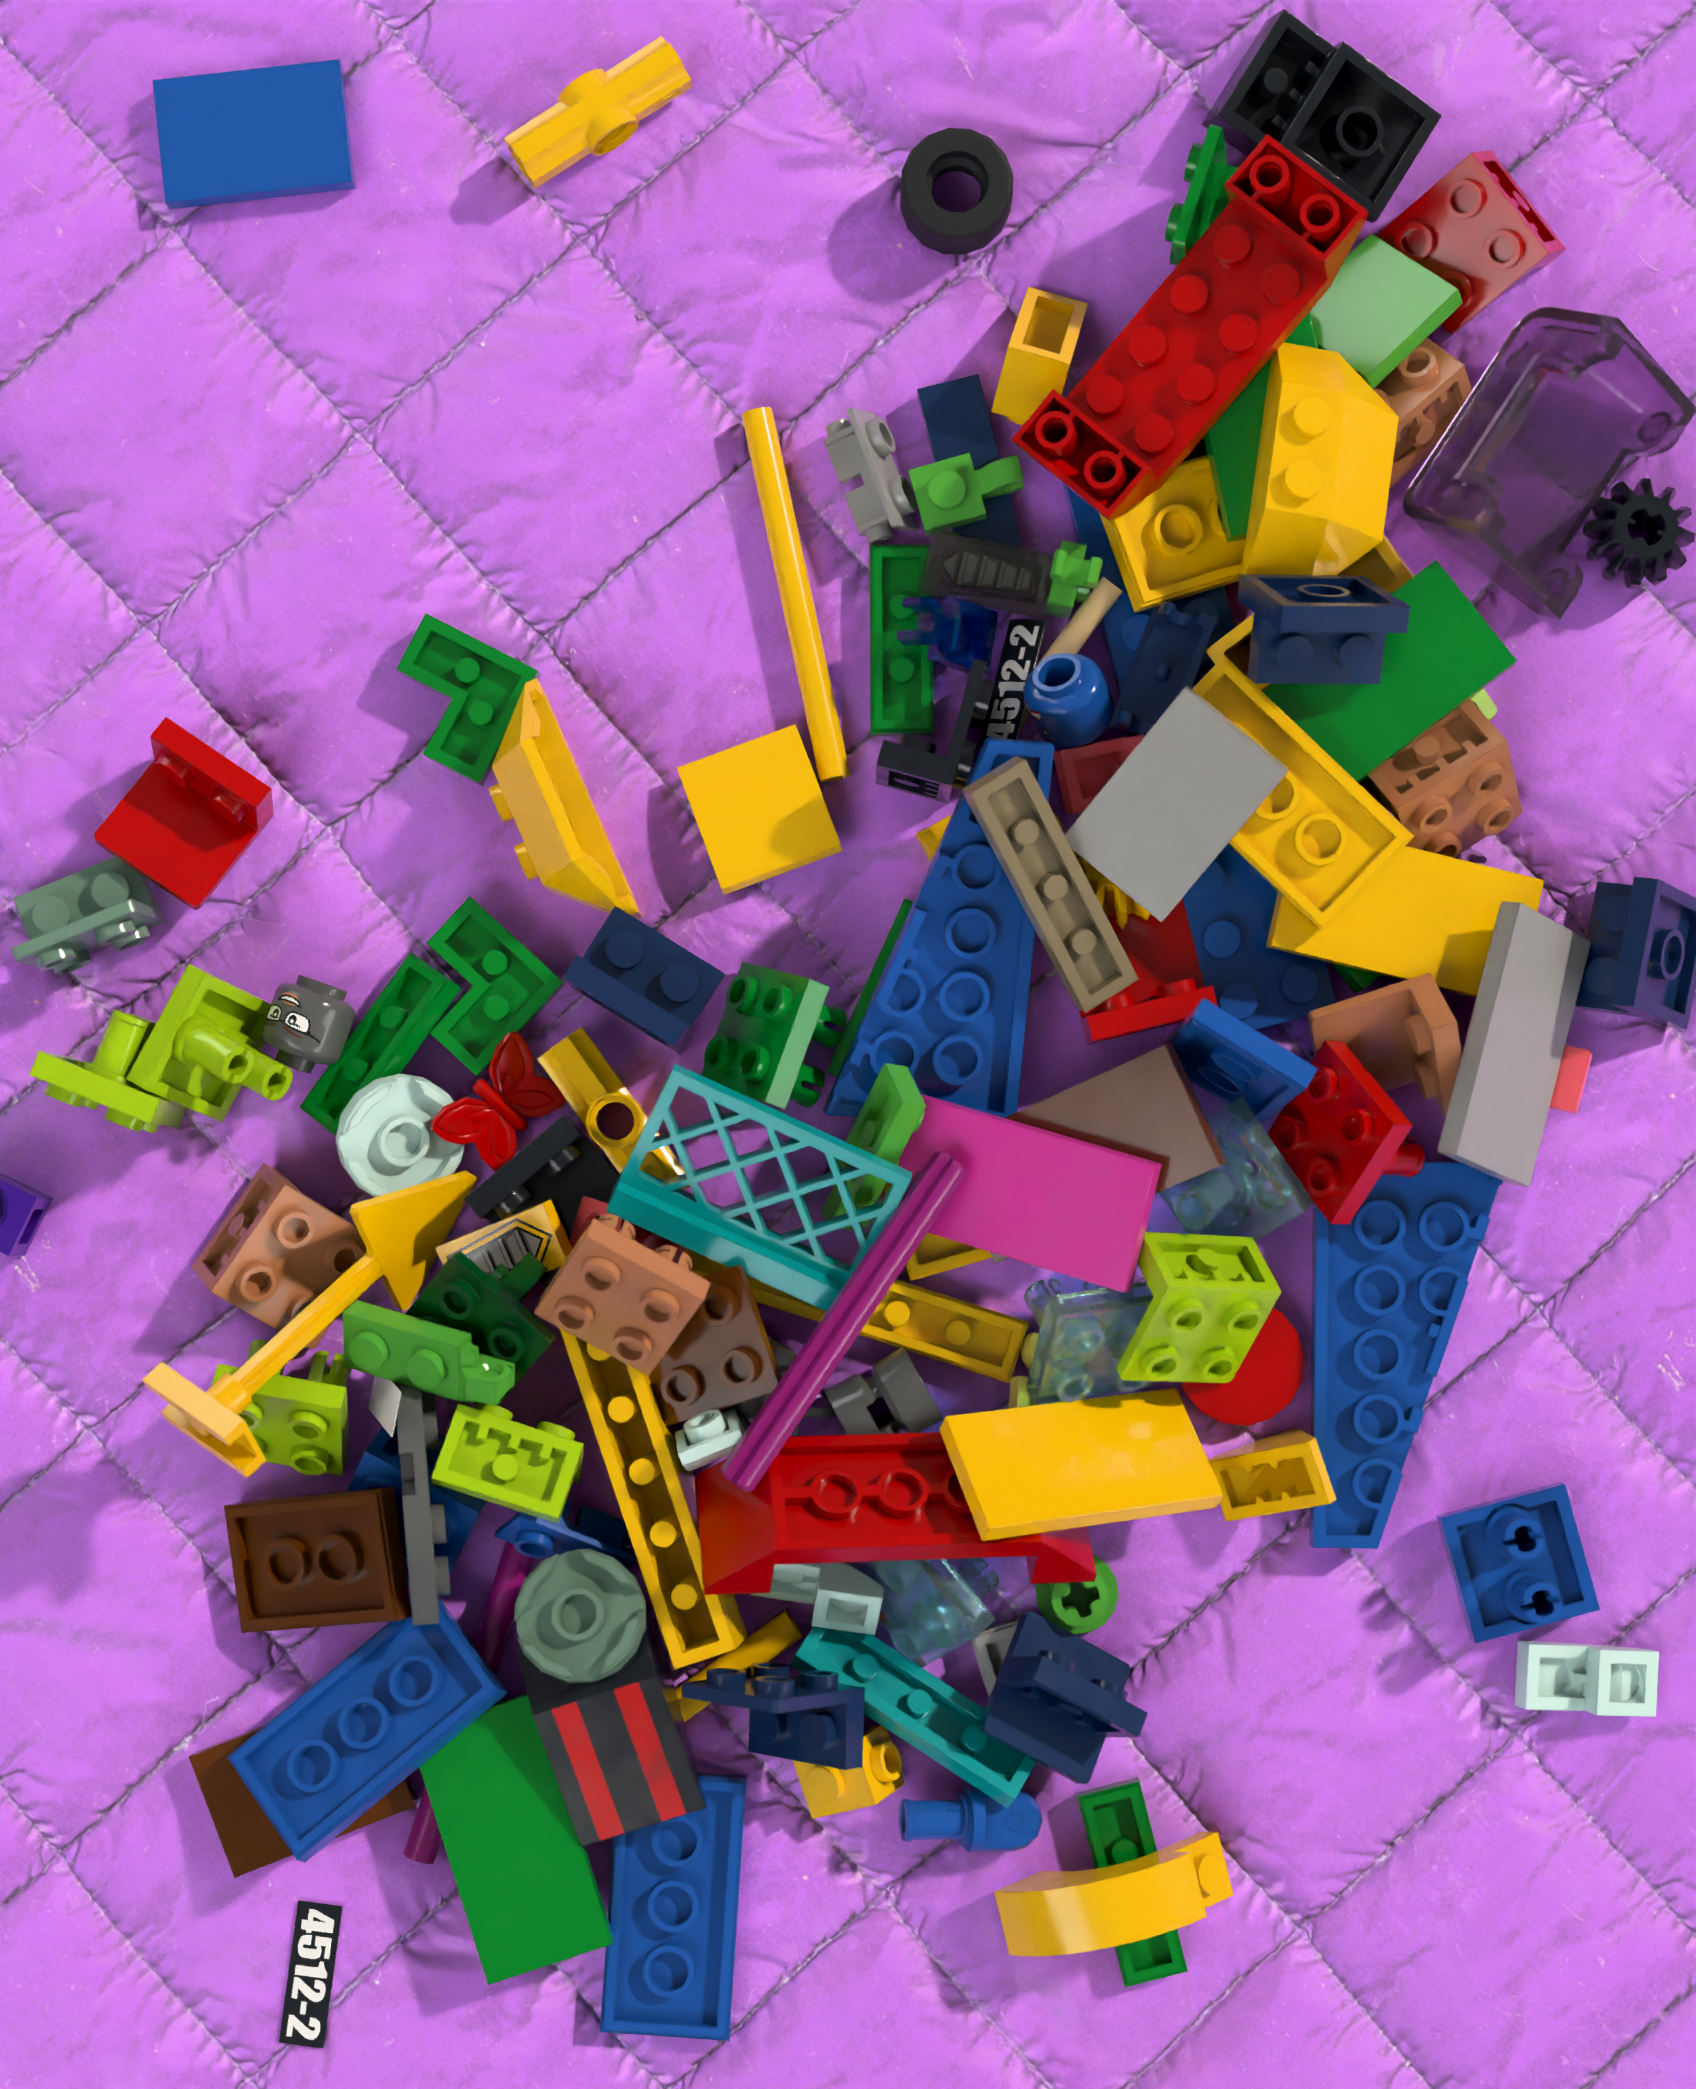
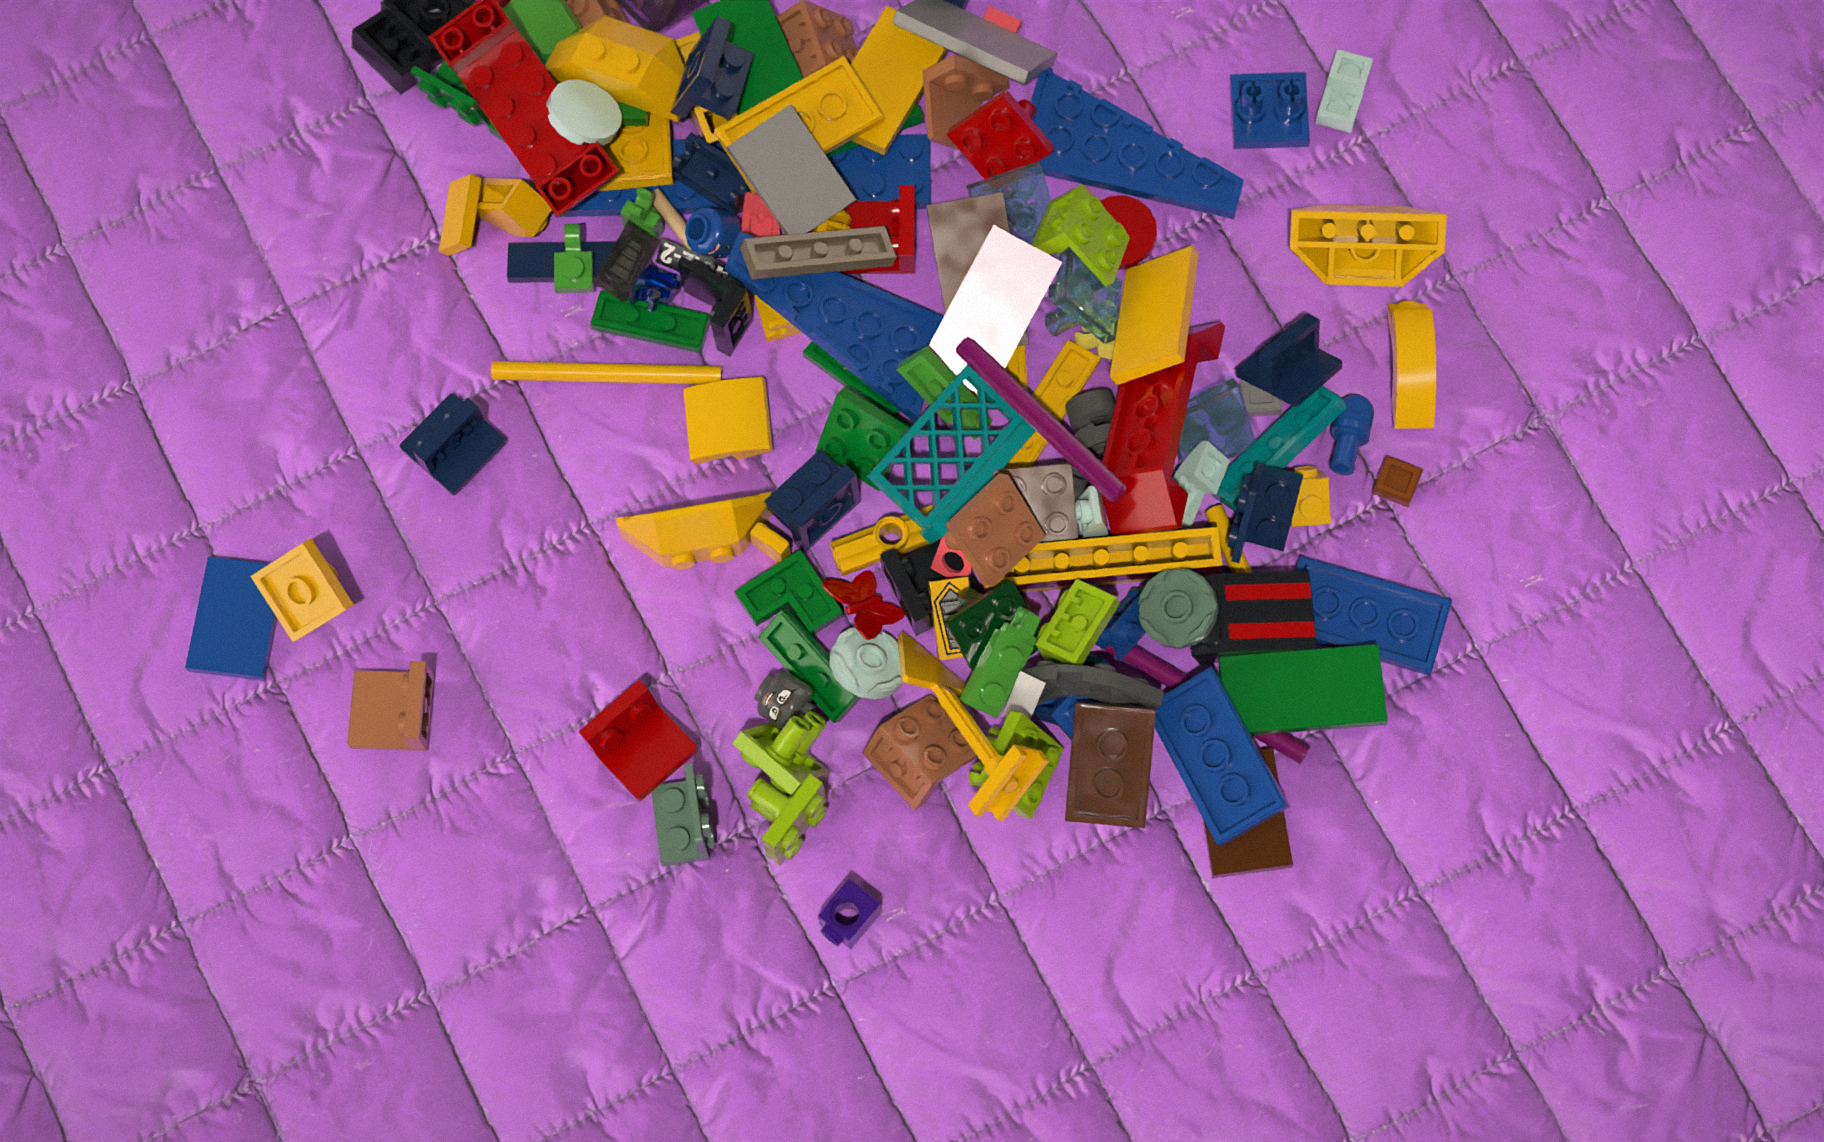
camera: 75 degrees left, 15 degrees down
(158, 417) = (391, 709): none -> nougat bracket
(304, 223) = (302, 590): none -> yellow tile
(310, 1974) = (1362, 838): black sticker -> none
(481, 689) = (609, 558): green plate -> none
(563, 933) = (770, 542): none -> yellow tile
(598, 112) = (288, 416): yellow piece -> none
(615, 384) = (453, 443): none -> dark blue bracket
(866, 452) = (534, 316): light grey hinge -> none
(913, 1909) = (1397, 481): none -> dark orange tile
(956, 152) = (395, 208): black tyre -> none
(1006, 283) = (460, 214): none -> yellow tile
(1080, 1605) = (1235, 350): bright green piece -> none
(1118, 1833) = (1374, 358): green tile -> none
(1204, 431) = (583, 112): none -> light aqua tile
(1238, 1061) = (944, 173): blue tile -> none
(1272, 1476) = (1189, 220): yellow slope -> none
(1315, 1781) = (1367, 242): none -> yellow wedge

